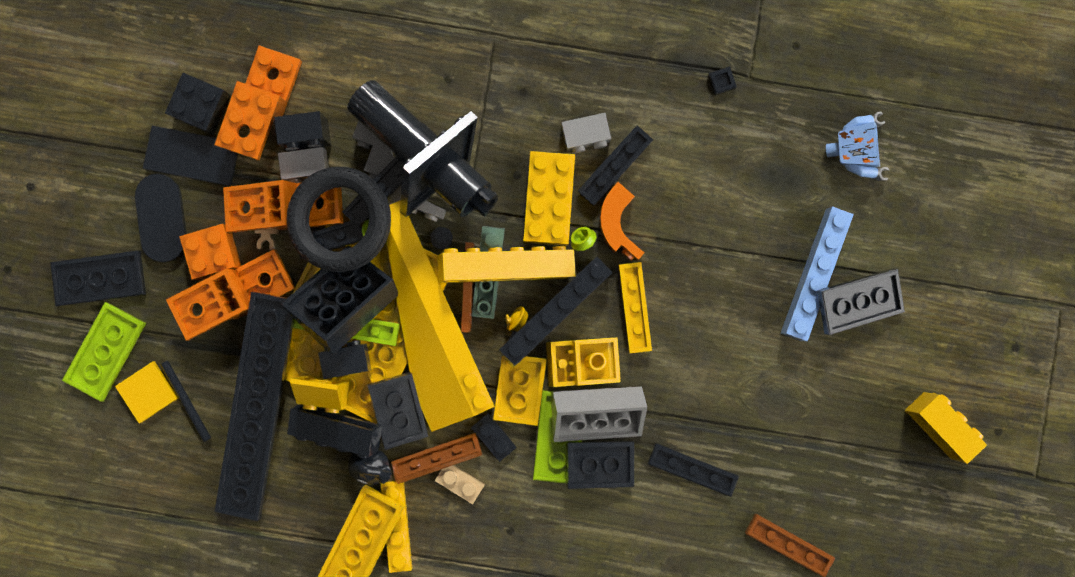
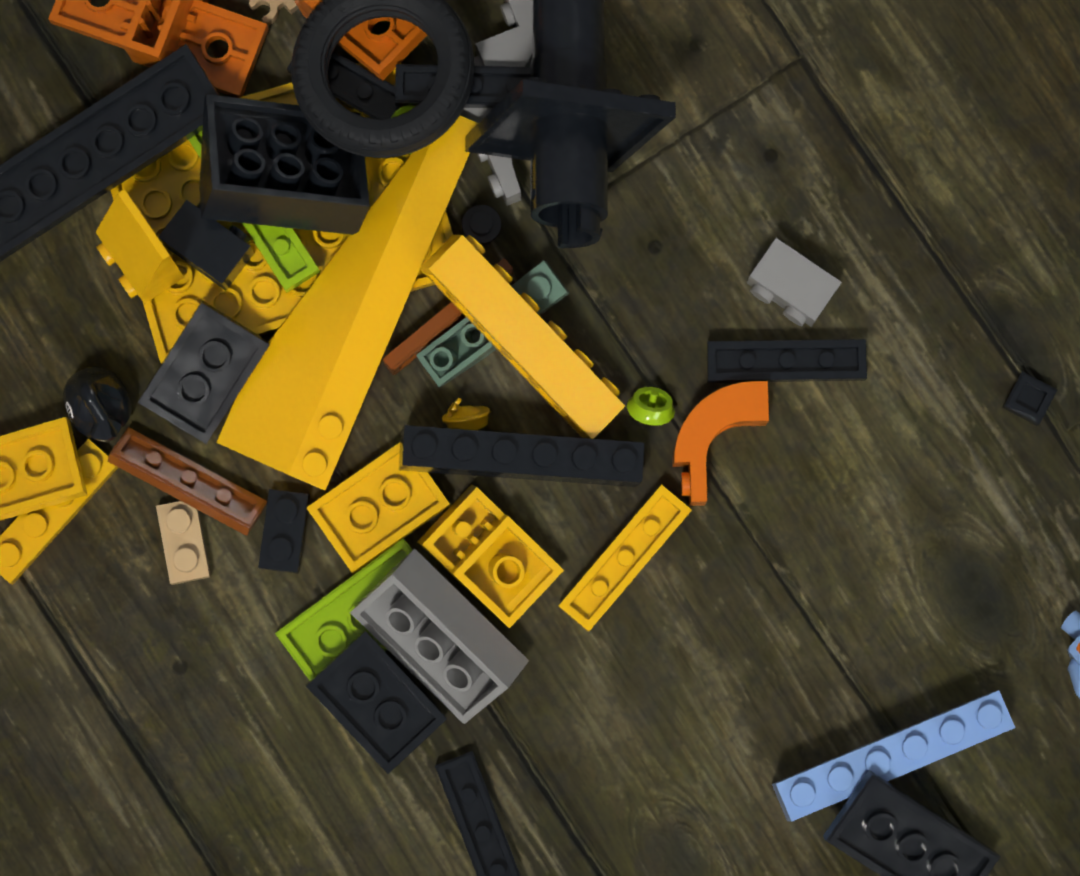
camera: 40 degrees right, 5 degrees down
(335, 430) = (104, 314): black brick -> none
(549, 198) = (662, 314): yellow brick -> none

